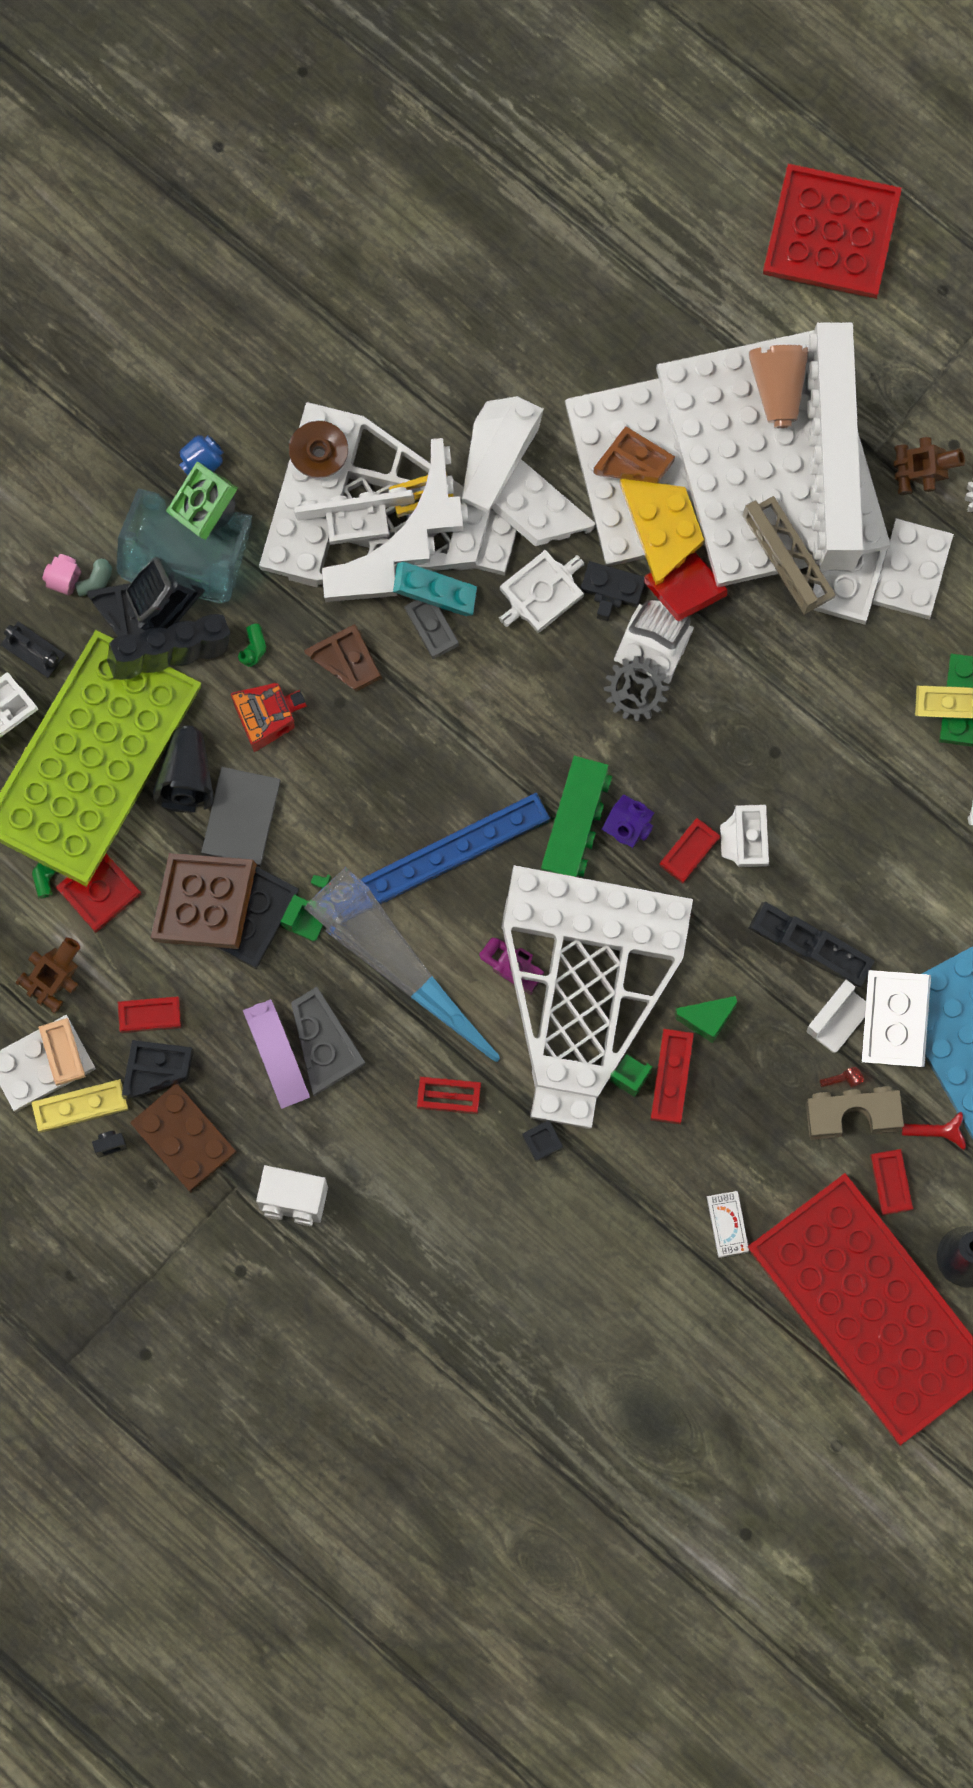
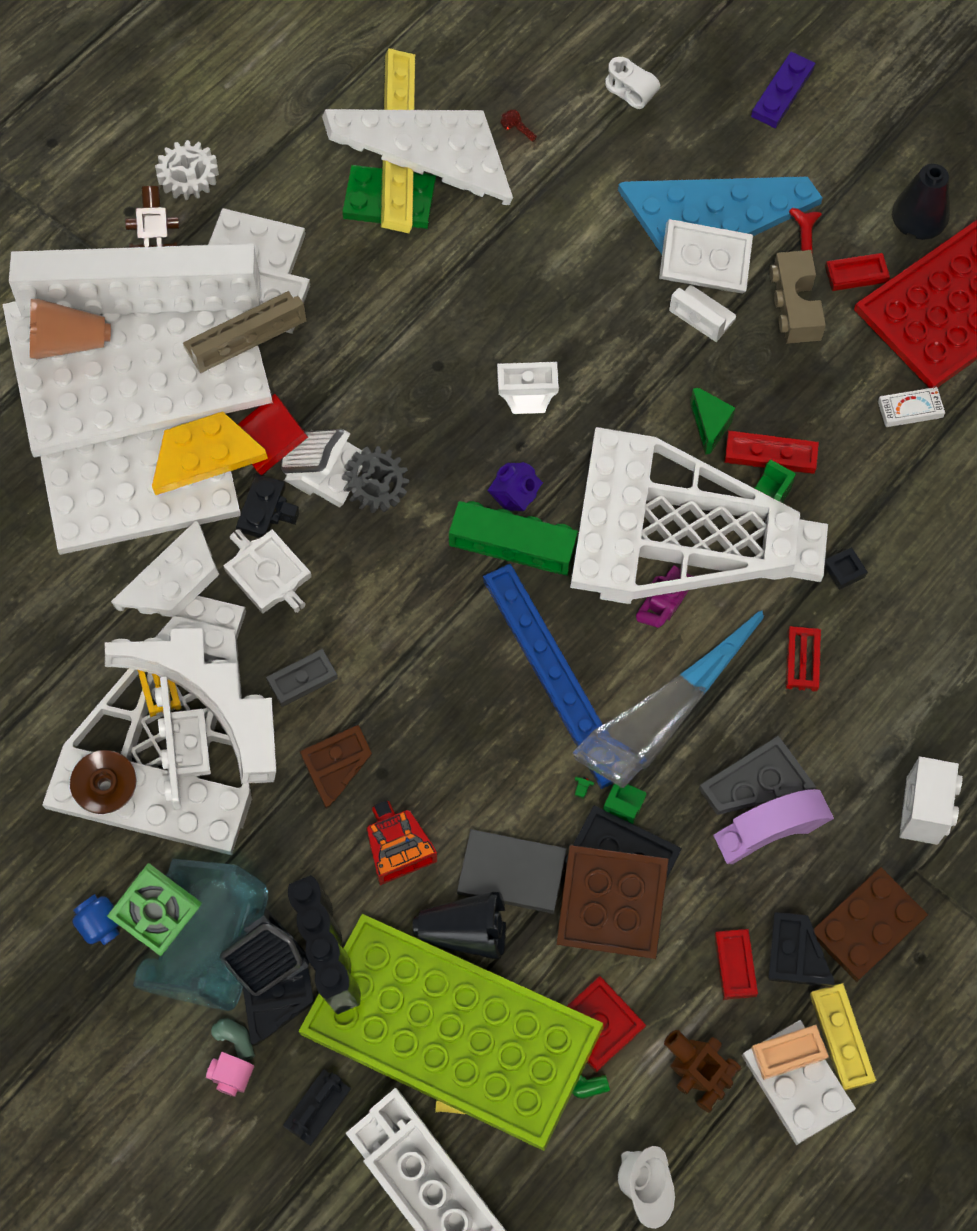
camera: 95 degrees left, 10 degrees down
(109, 1143) = (885, 999): black plate -> none
(256, 647) = (321, 859): green arm -> none
(434, 589) = (265, 667): teal plate -> none
(497, 446) = (101, 605): white wedge -> none
(634, 459) = (131, 475): dark orange wing -> none
(689, 850) = (540, 438): red tile -> none
(811, 944) = (632, 333): black slope -> none
(852, 1075) = (757, 302): clear red hand -> none

